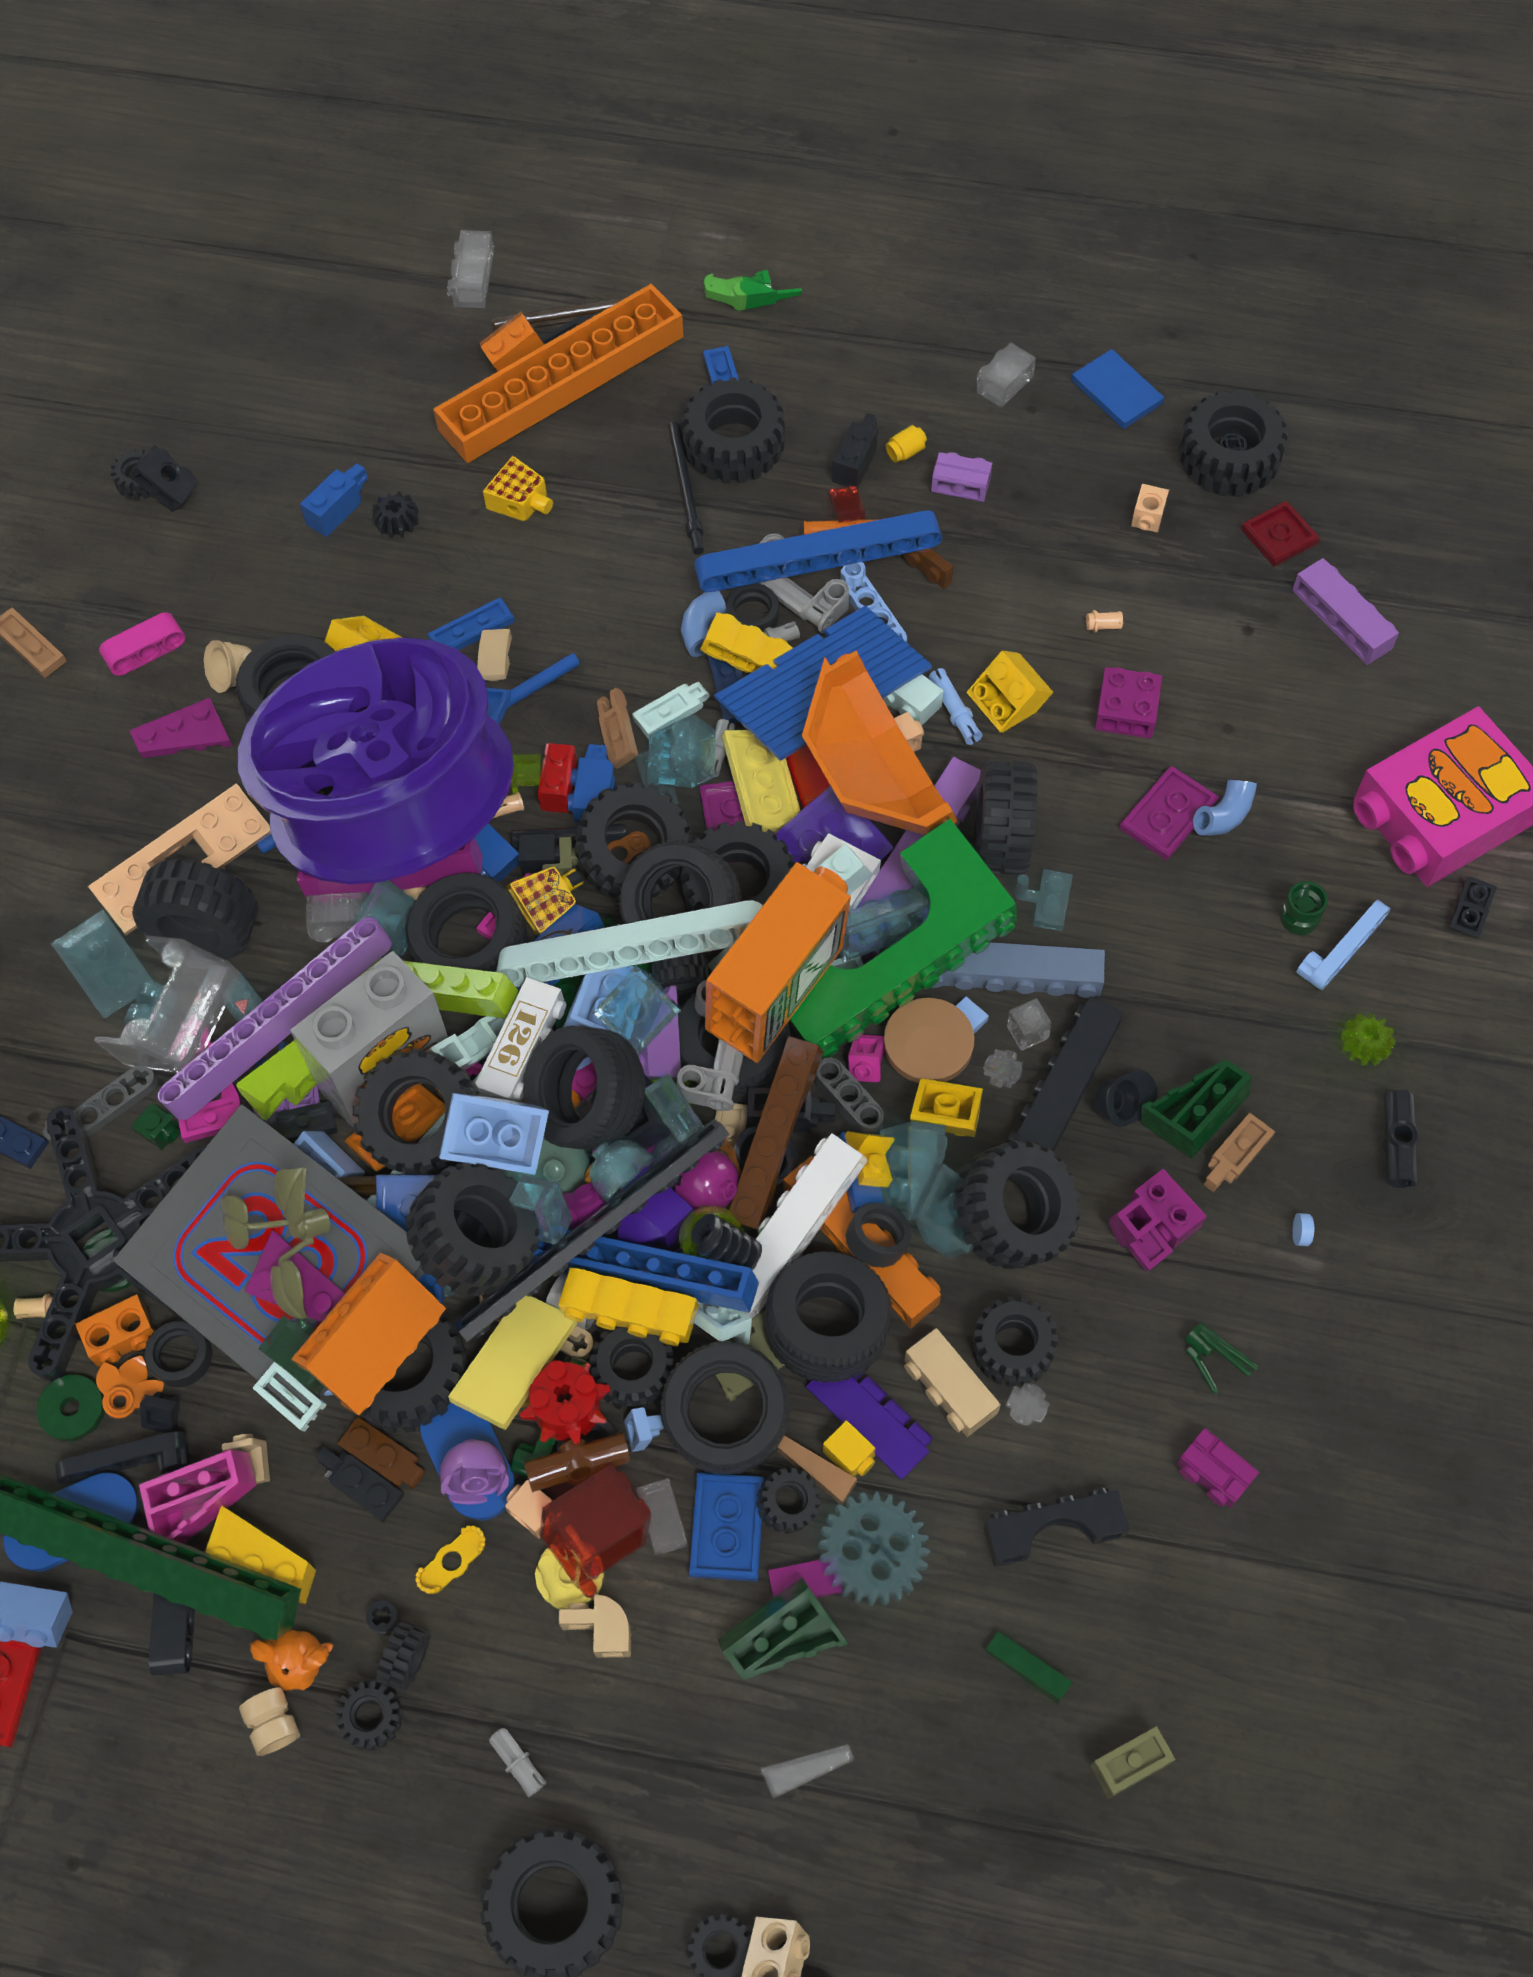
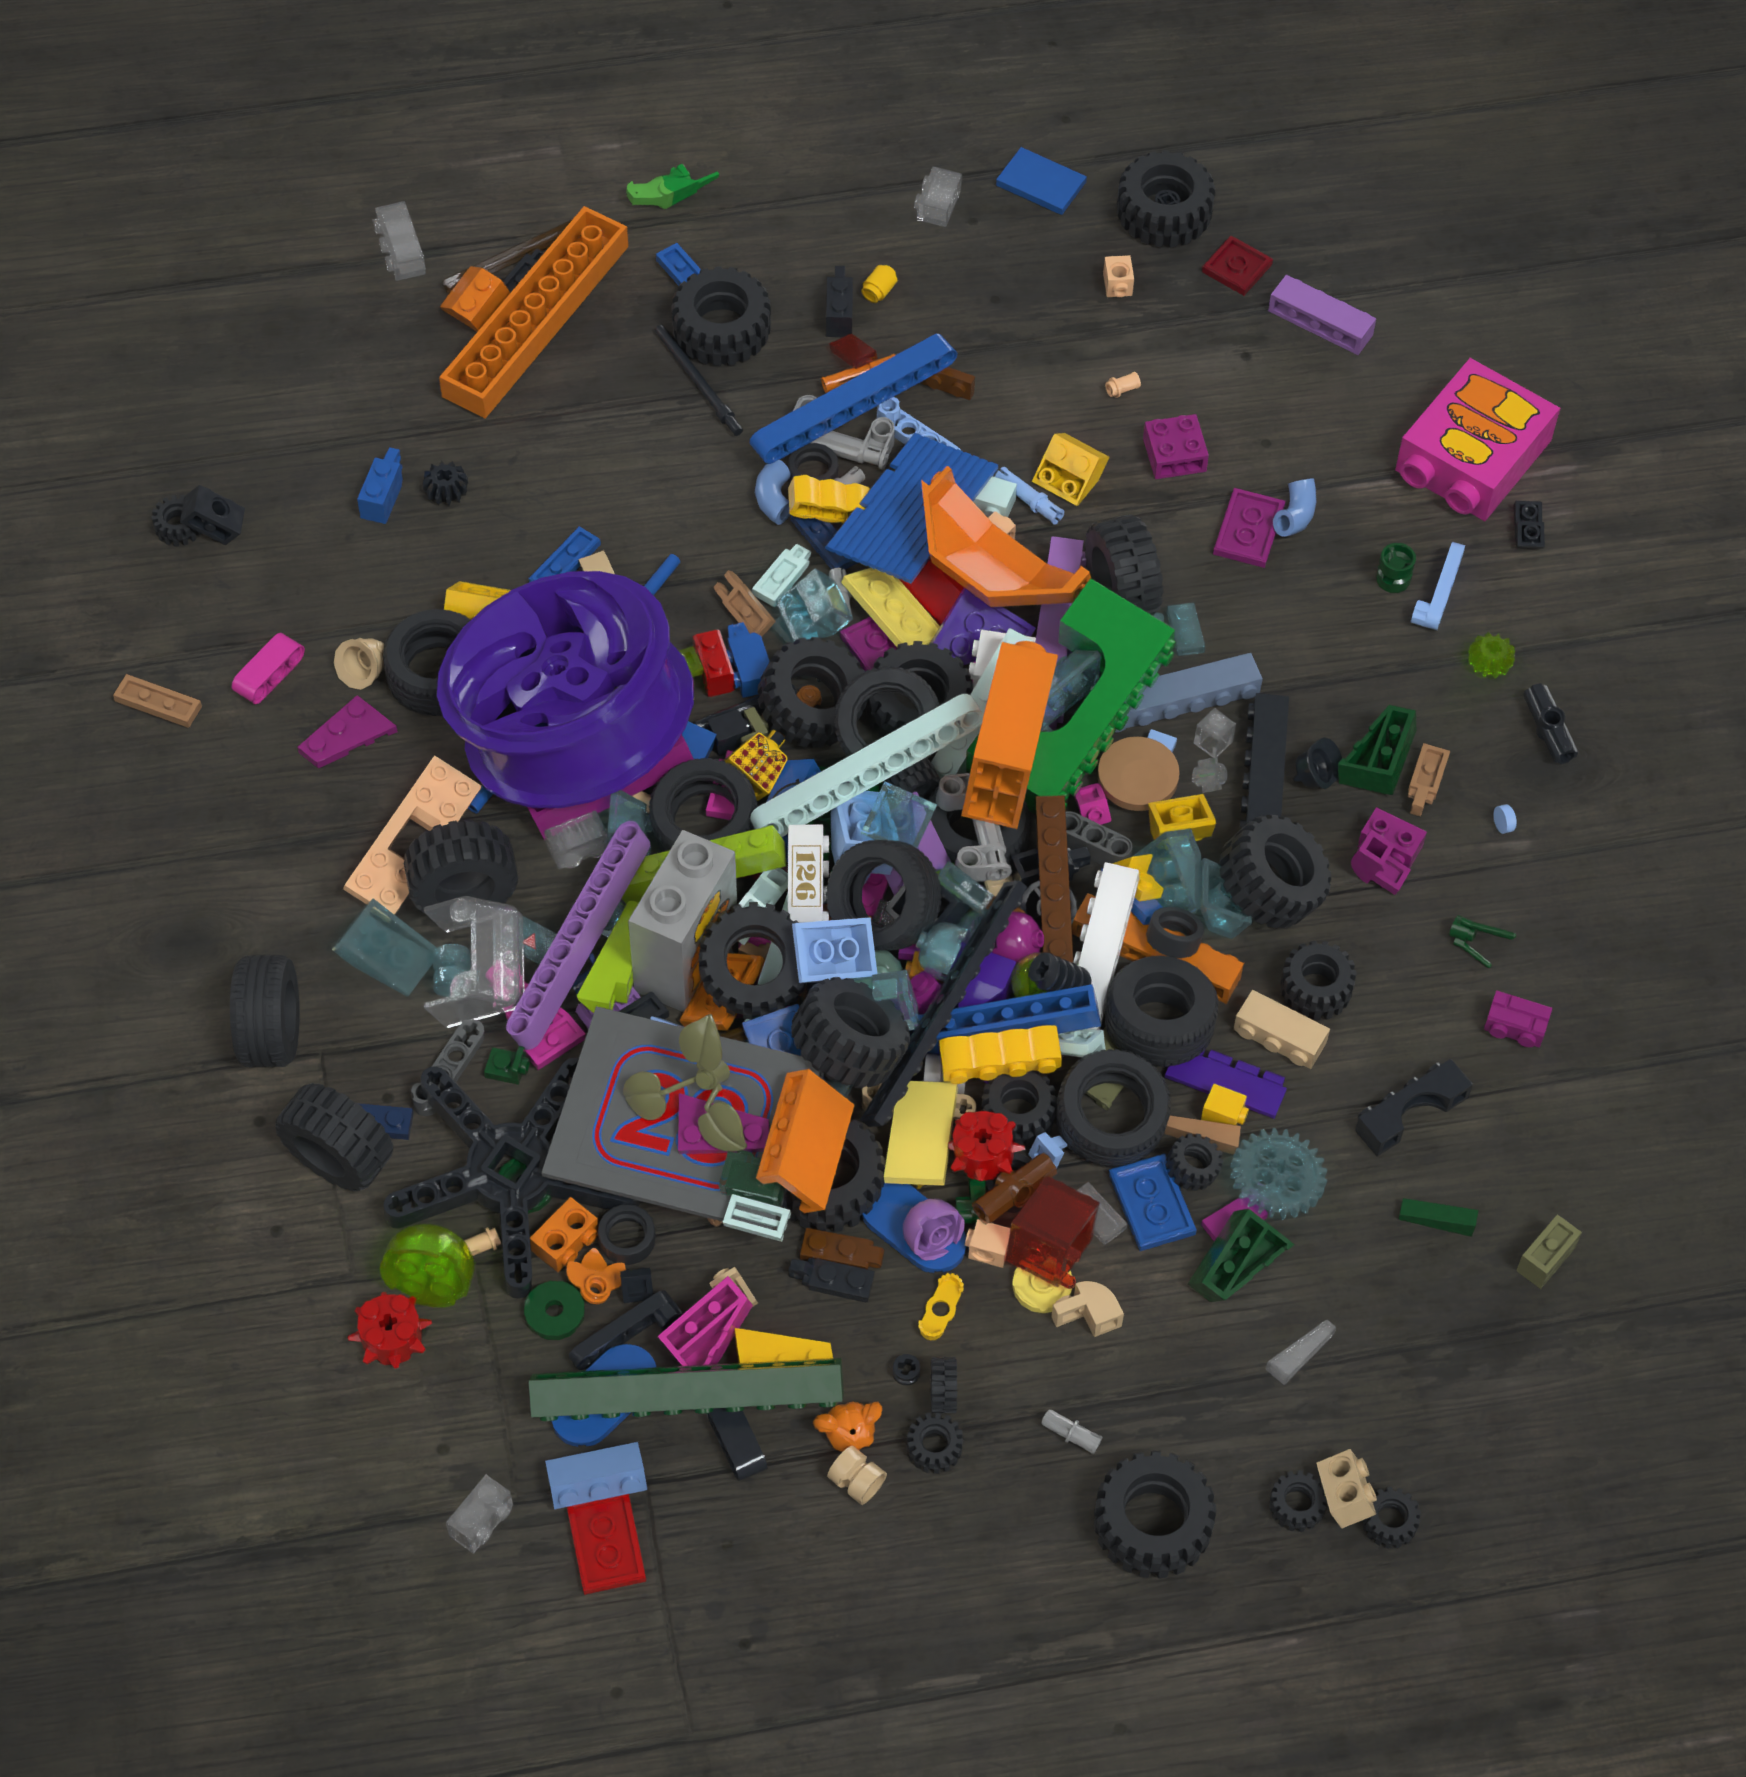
camera: 25 degrees left, 5 degrees down
(517, 491) = (549, 429): yellow torso -> none
(961, 476) = (942, 297): medium lavender brick -> none
(1027, 1404) = (1349, 1023): clear gear -> none

